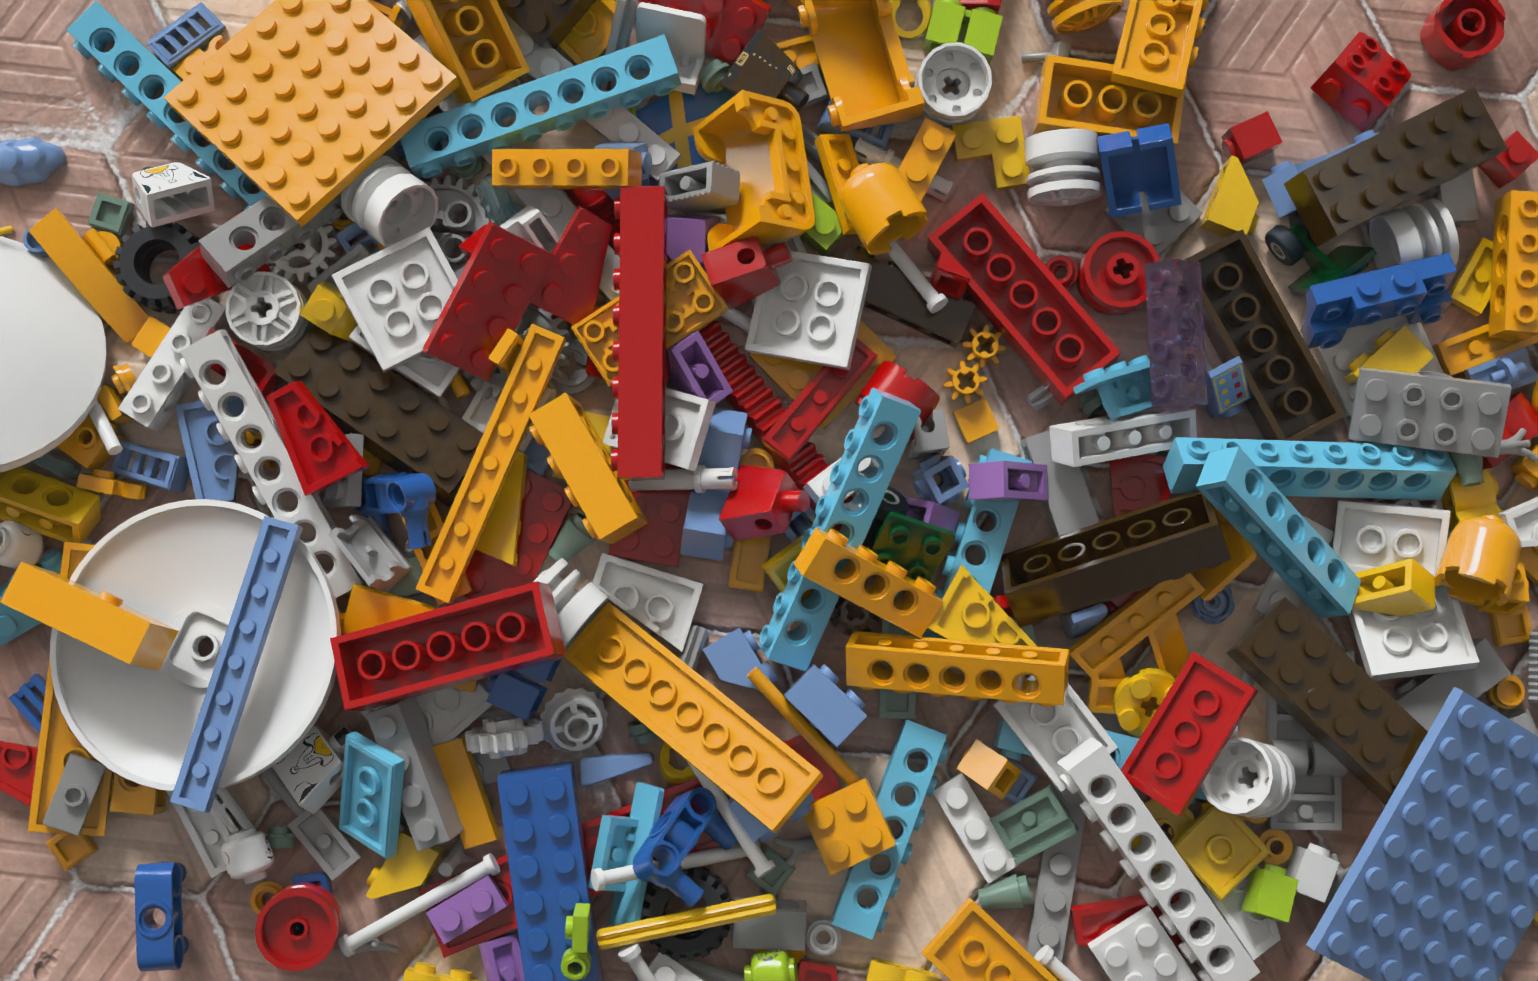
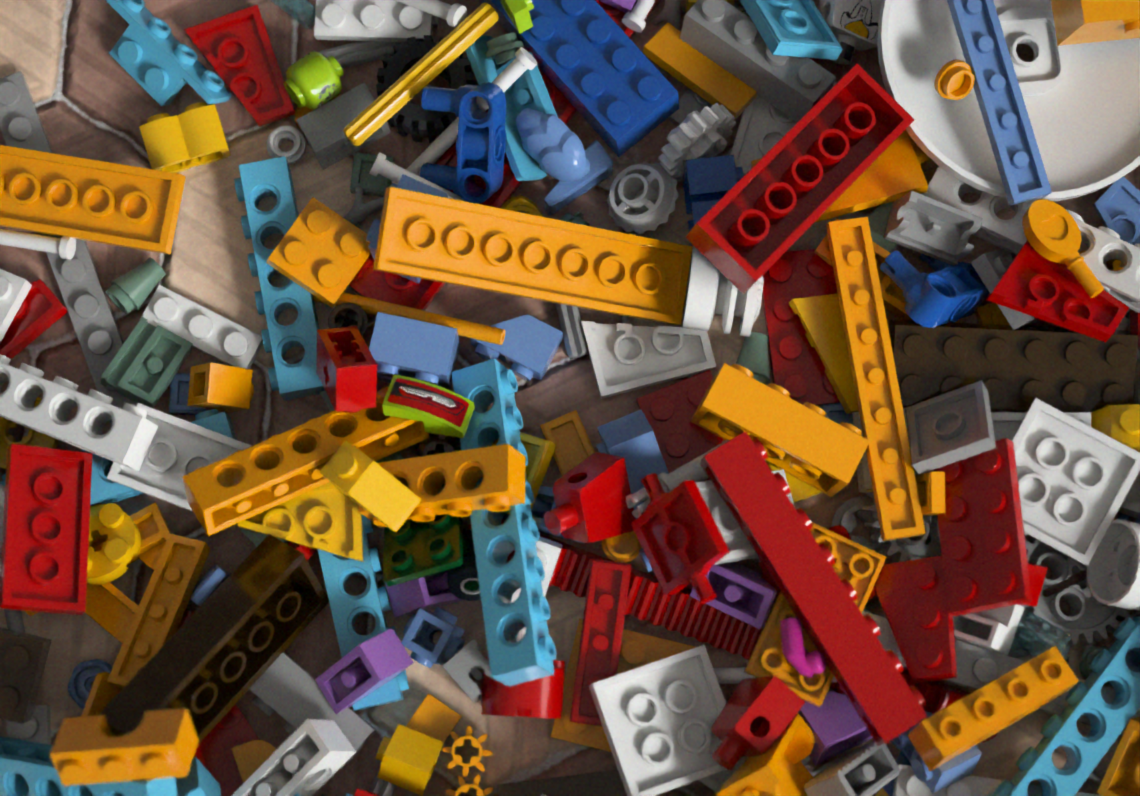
camera: 150 degrees right, 5 degrees down
(278, 648) = (954, 80): none -> light orange plate
(284, 479) = (1058, 239): none -> light orange piece
(461, 389) = (950, 427): none -> light grey plate
(608, 903) = (503, 48): none -> sand green plate
(619, 799) = (552, 145): none -> medium blue arm
(684, 294) = (796, 653): none -> dark pink arm
(716, 430) = (679, 537): none -> red plate
(840, 651) = (438, 408): none -> slope
(867, 766) = (346, 315): none -> dark brown cone
(887, 717) = (346, 369): none -> red brick
(924, 611) = (370, 486): none -> yellow slope
(1011, 402) = (408, 759): none -> yellow brick
(1125, 471) = (251, 756): none -> light orange tile
(1202, 501) = (154, 750): none -> light orange arch

